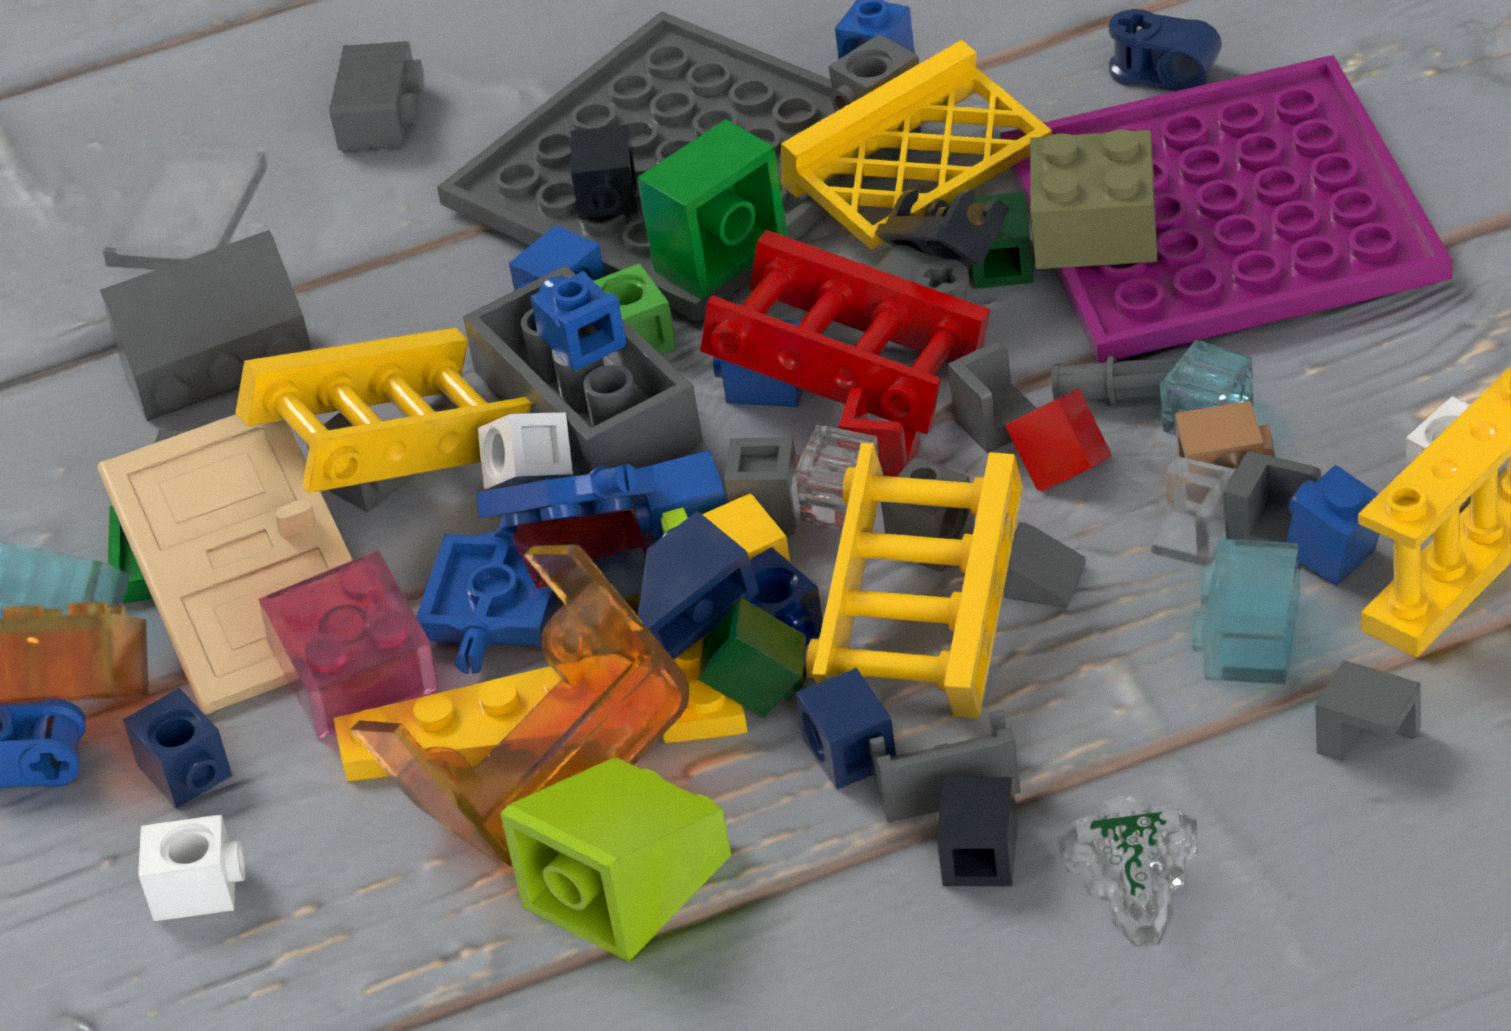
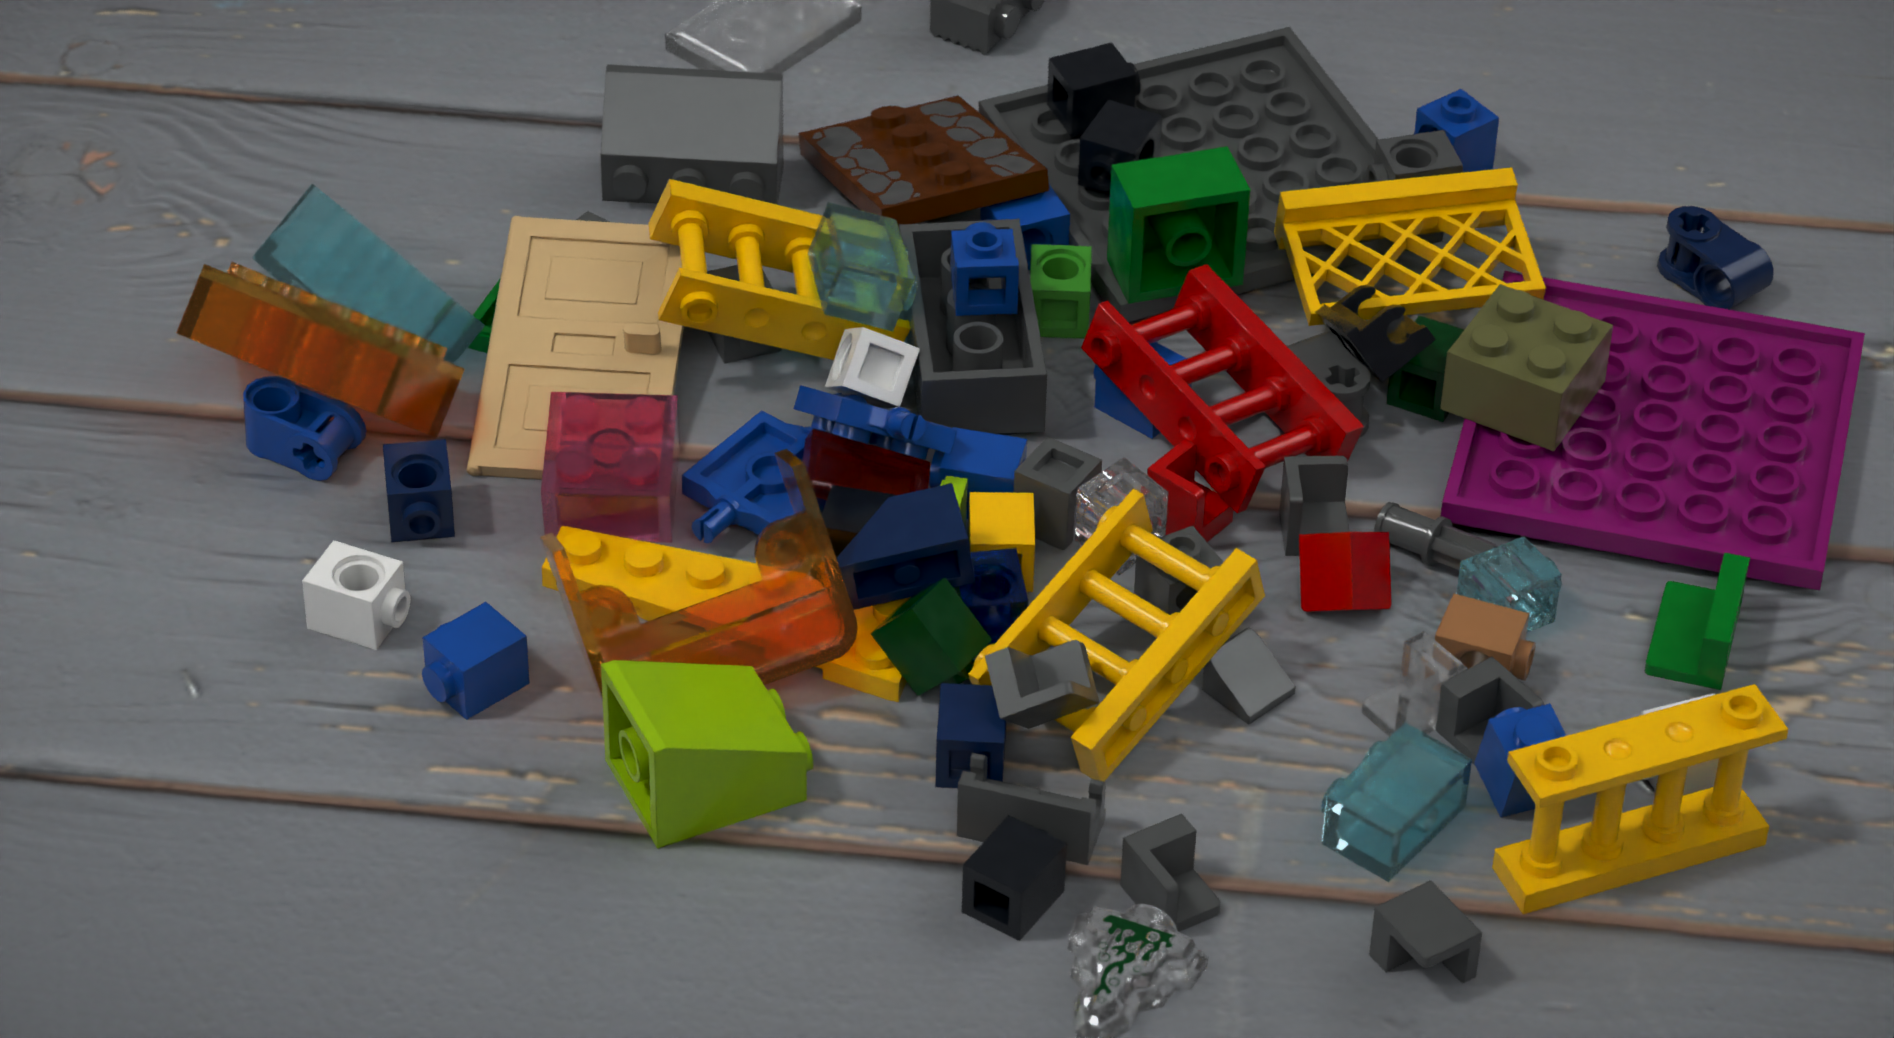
camera: 20 degrees right, 0 degrees up
(345, 873) = (475, 660): none -> blue brick
(429, 258) = (923, 161): none -> reddish brown plate
(461, 365) = (861, 267): none -> clear light blue brick
(536, 131) = (1084, 83): none -> black brick
(890, 648) = (1041, 685): none -> dark grey panel
(1095, 769) = (1161, 872): none -> dark grey panel
(1383, 355) = (1698, 627): none -> green panel

